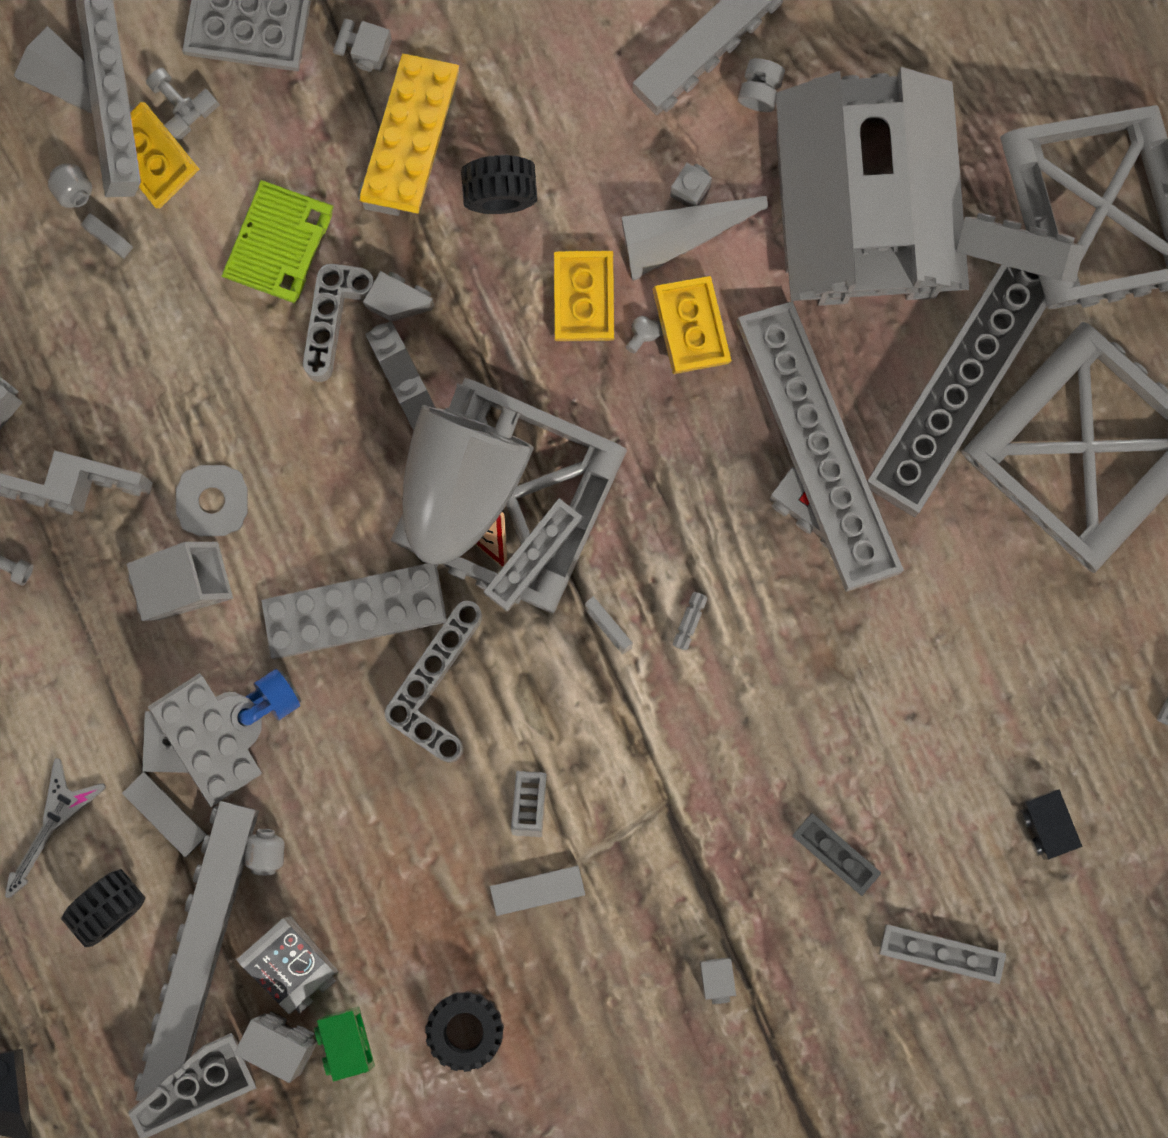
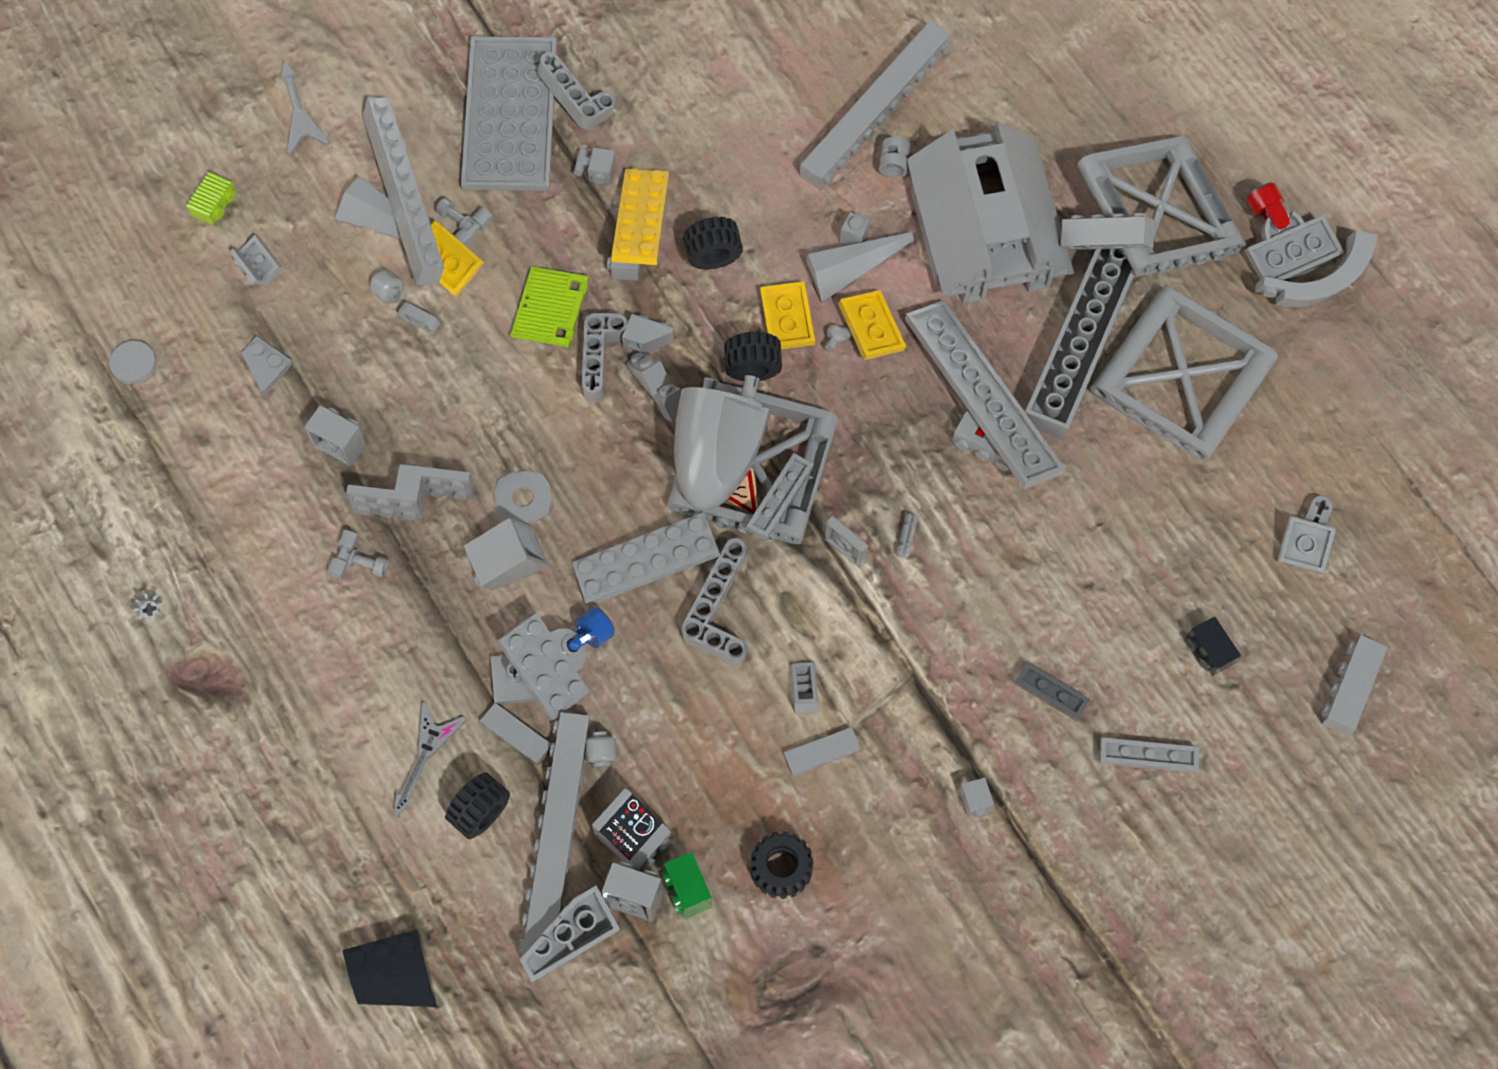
camera: 15 degrees left, 15 degrees down
(527, 354) = (753, 355): none -> black tyre

